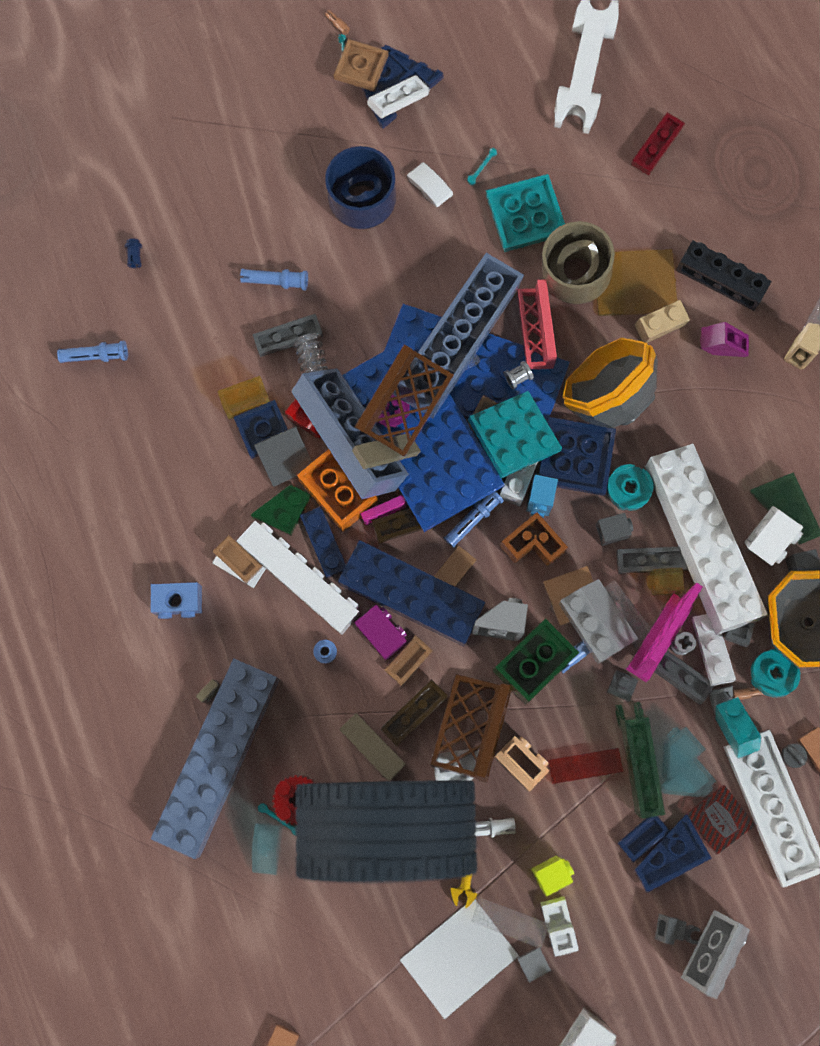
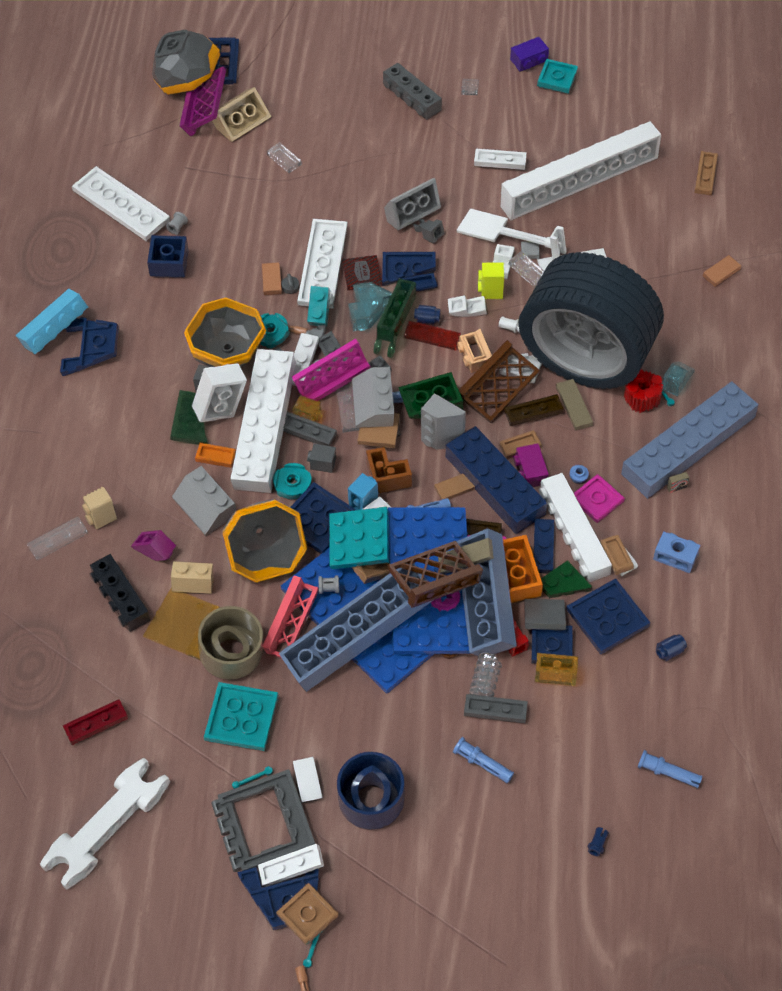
camera: 155 degrees left, 20 degrees down
(140, 483) = (671, 647): none -> dark blue brick
(219, 489) = (608, 616): none -> dark blue plate
(292, 631) = (598, 498): none -> dark pink tile
(463, 106) = (291, 811): none -> dark grey hinge
(566, 830) = (467, 307): none -> white slope
(605, 789) = (427, 314): none -> dark blue brick
(605, 976) = (489, 226): none -> white piece
(705, 418) = (204, 501): none -> light grey slope
(733, 481) = (215, 455): none -> orange tile

